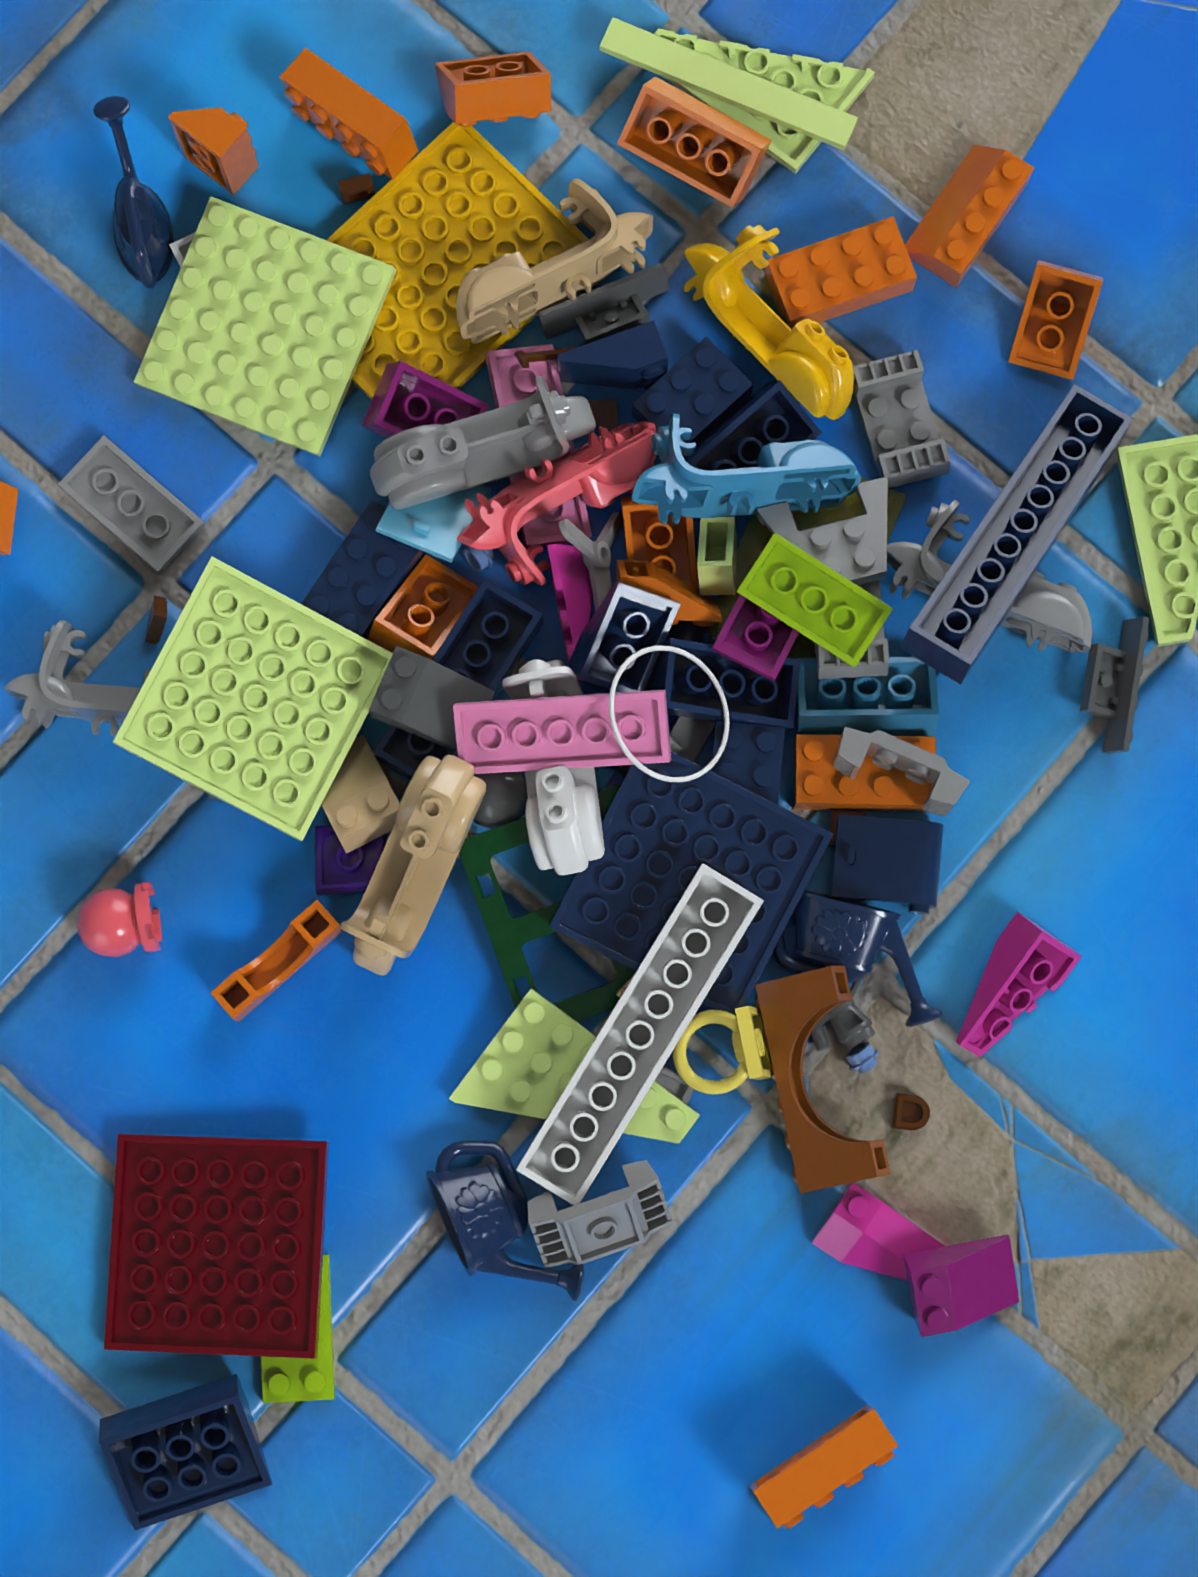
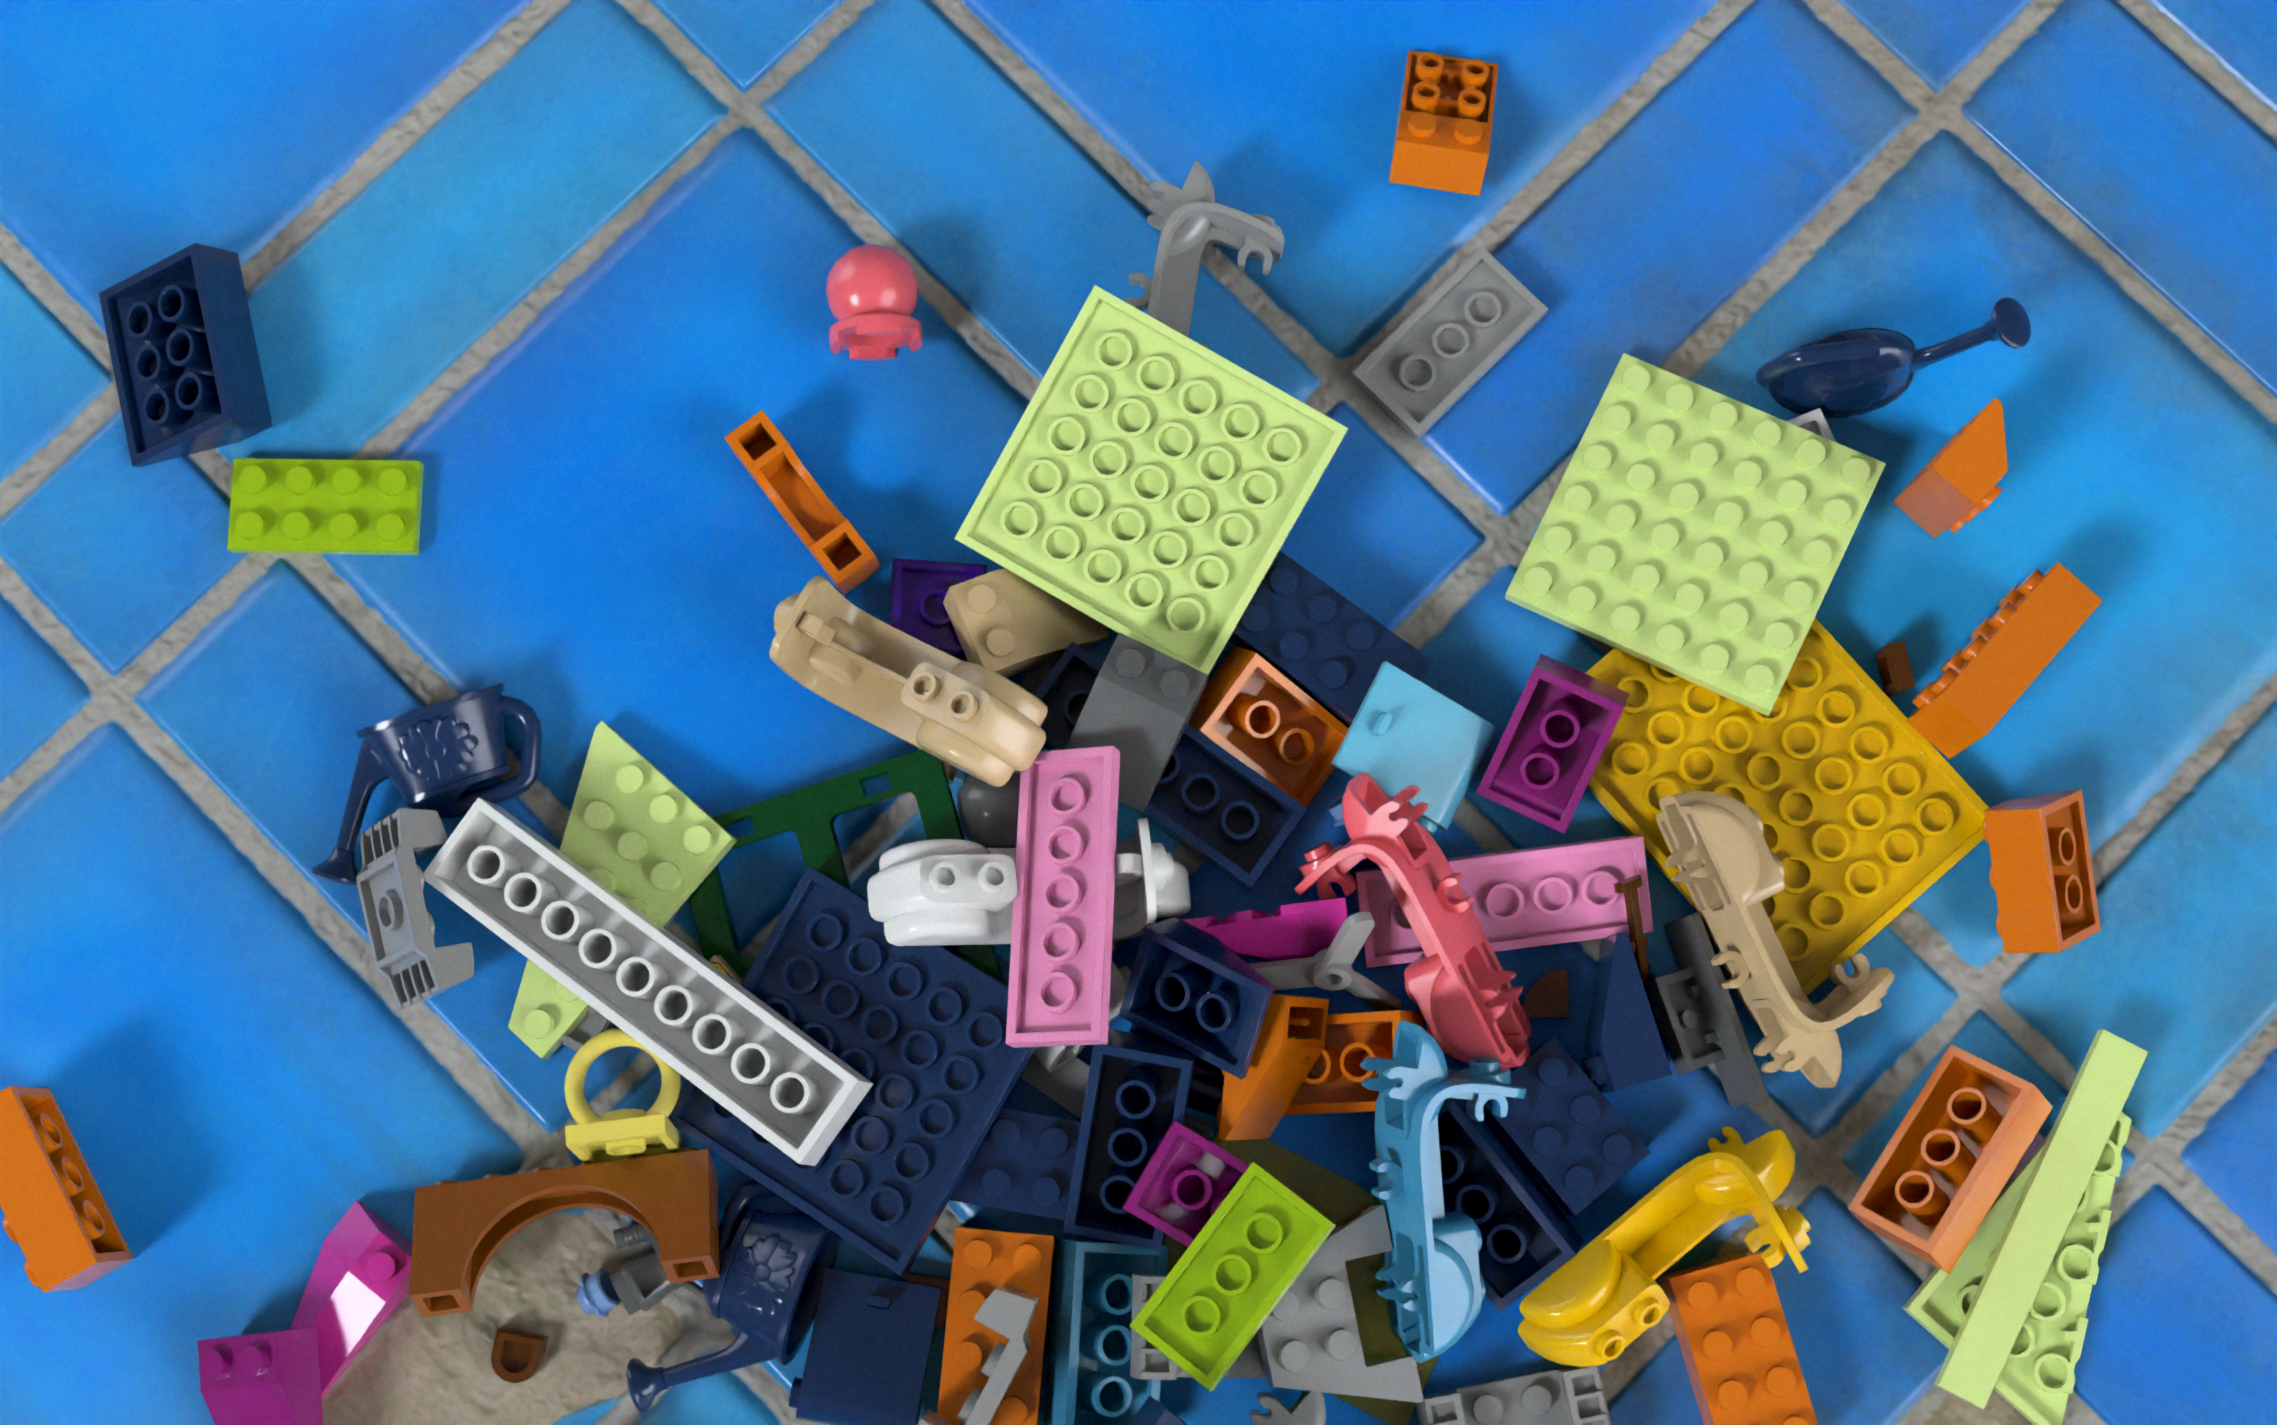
camera: 95 degrees right, 0 degrees up
(156, 620) = (1287, 369): reddish brown tile -> none
(217, 1246) = (438, 409): dark red plate -> none
(478, 449) = (1496, 813): light grey piece -> none
(617, 734) = (1078, 963): white piece -> none
(717, 556) = (1320, 1143): yellowish green brick -> none

